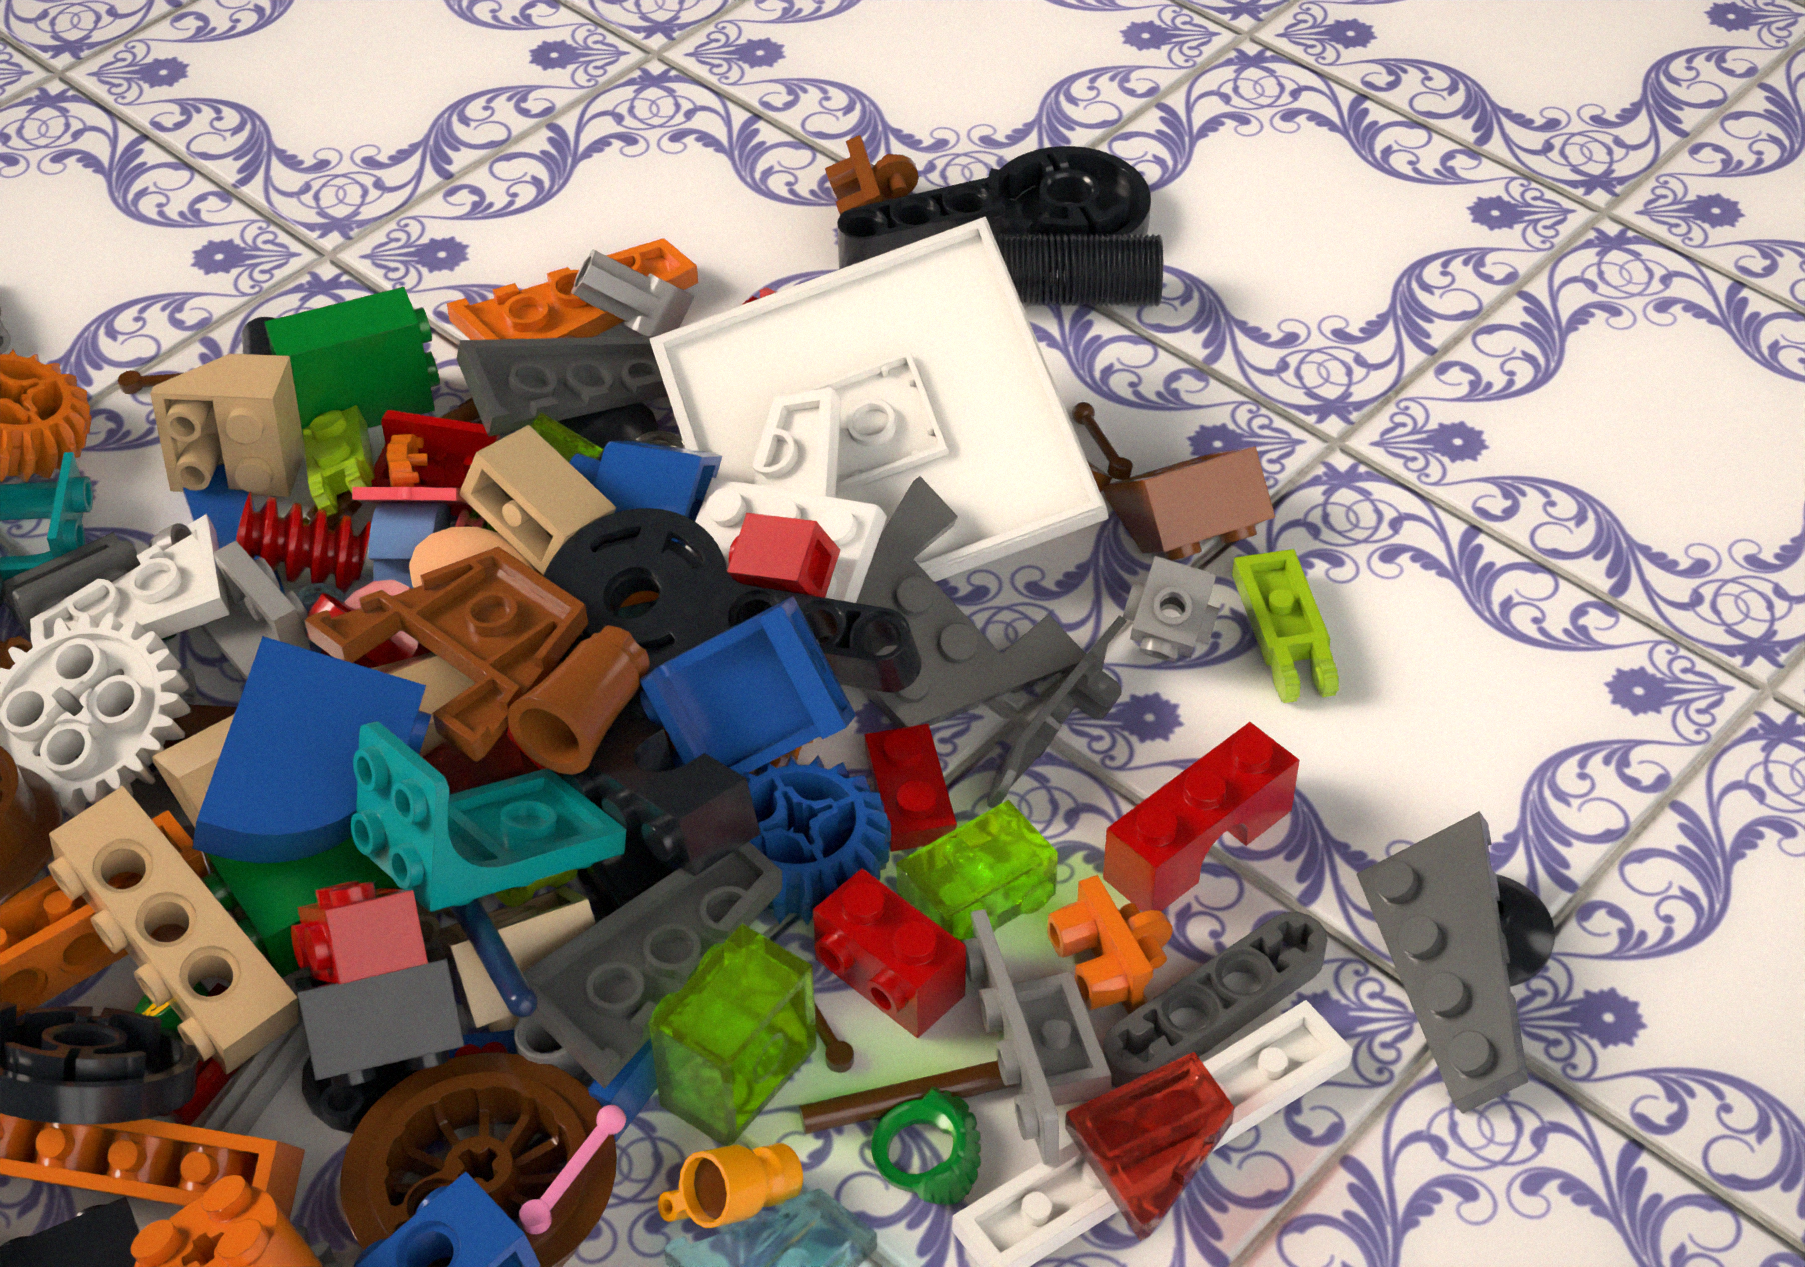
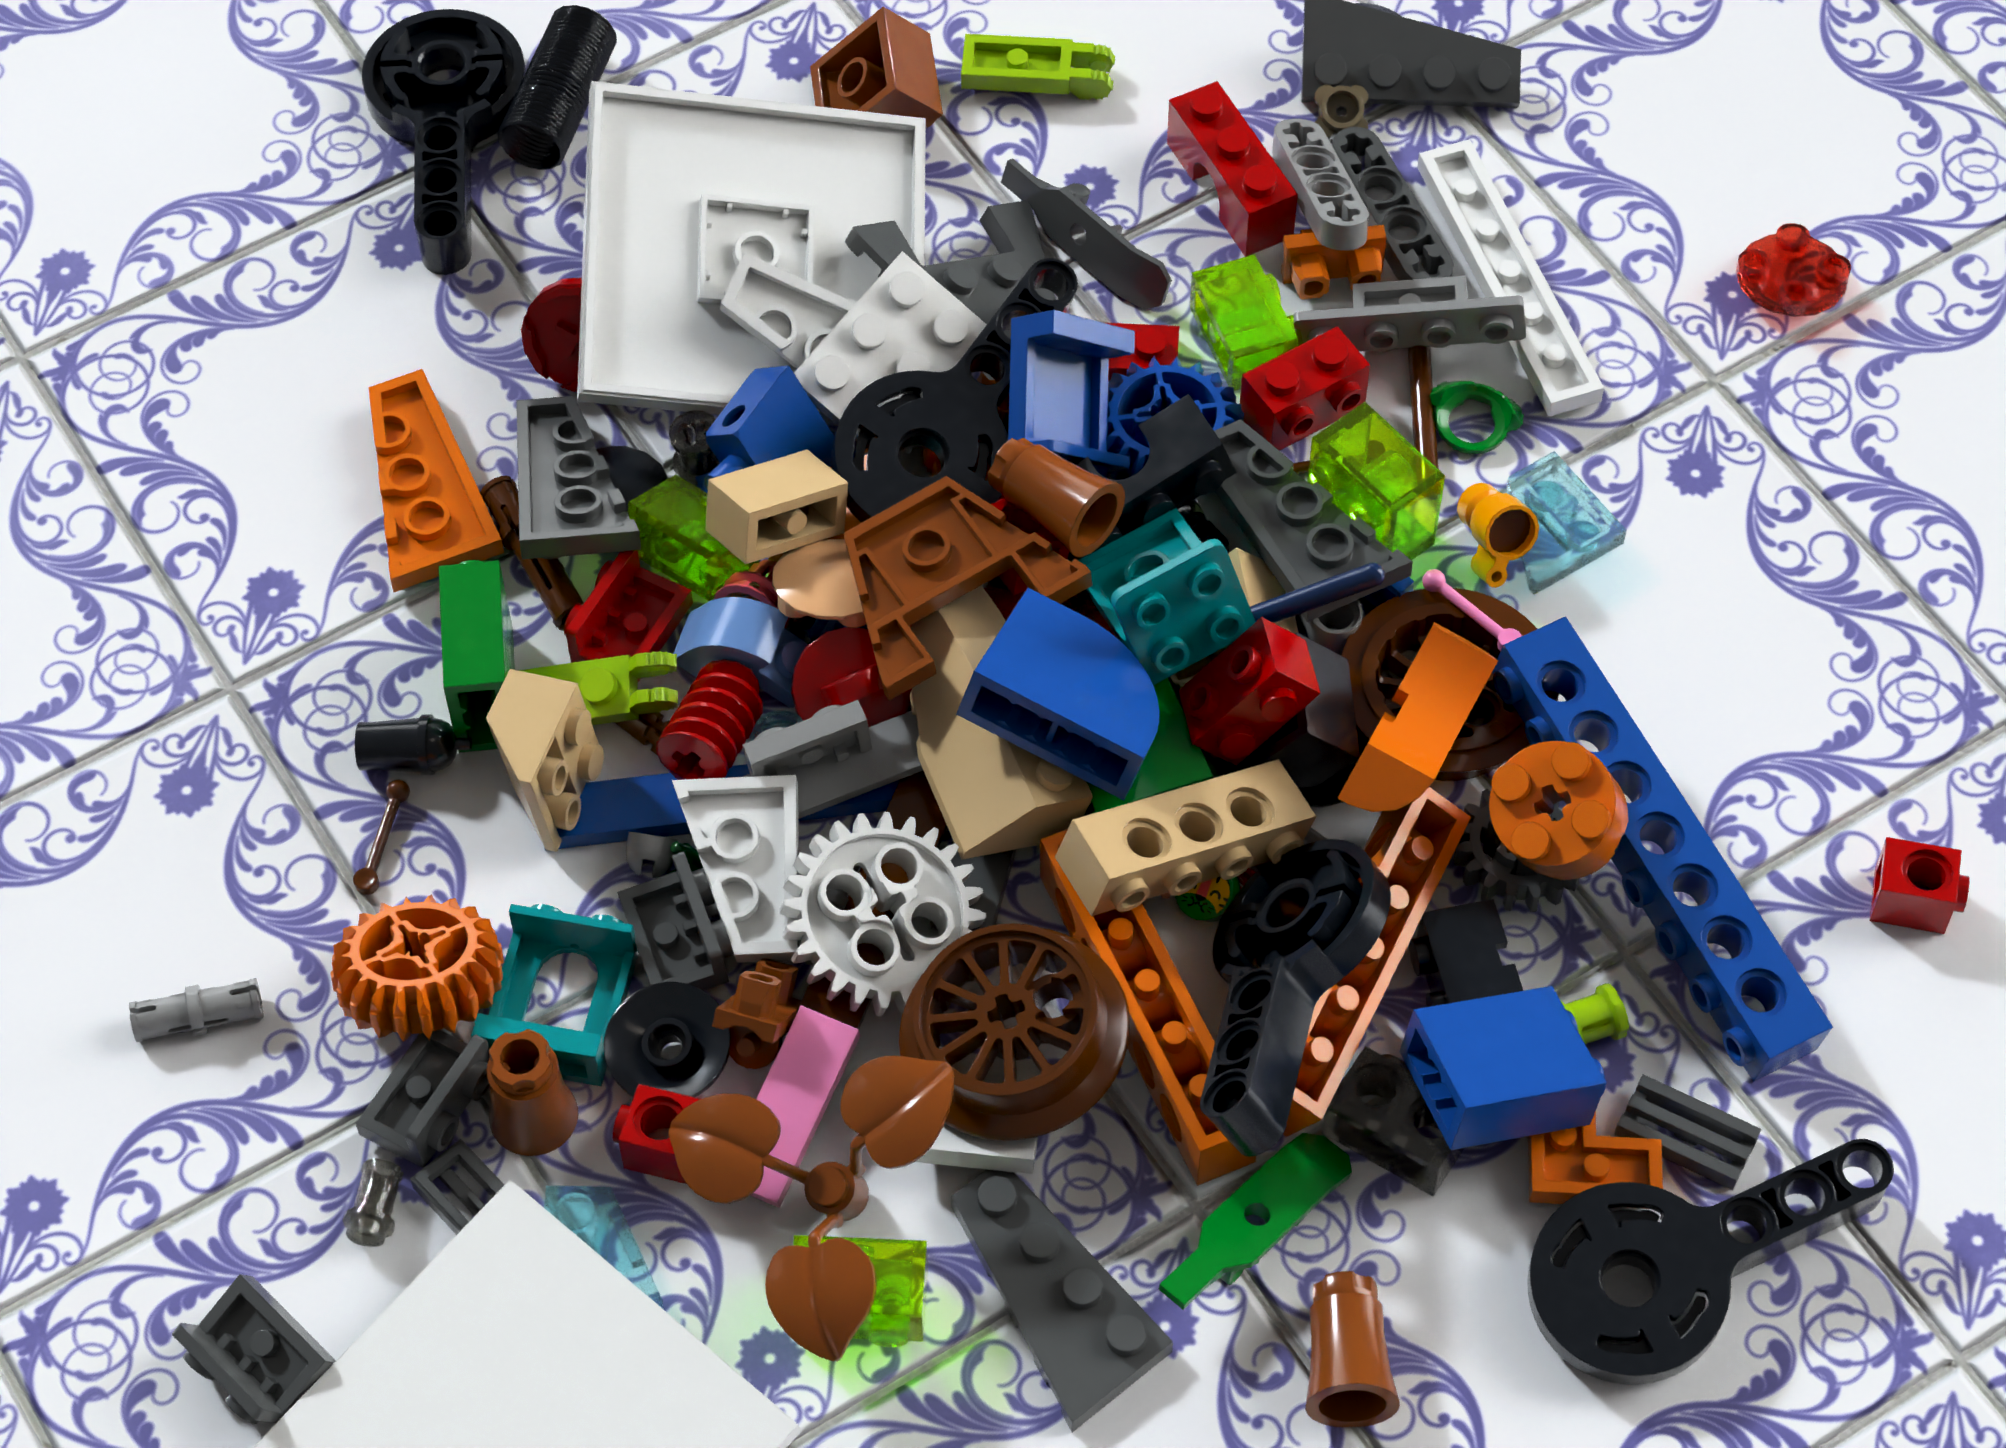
camera: 75 degrees left, 10 degrees up
(304, 1108) = (1434, 706): none -> orange brick
(402, 459) = (646, 628): orange piece -> none
(408, 494) = (705, 612): coral piece -> none
(642, 301) = (467, 417): light grey piece -> none
(783, 555) = (941, 329): brick -> none
(862, 183) = (359, 205): dark orange hips -> none
(1152, 1137) = (1531, 260): clear red wing -> none
(1175, 588) = (1013, 124): light grey brick -> none
(1192, 886) = (1322, 184): none -> light grey beam
(1341, 900) = (1331, 98): none -> dark tan plate

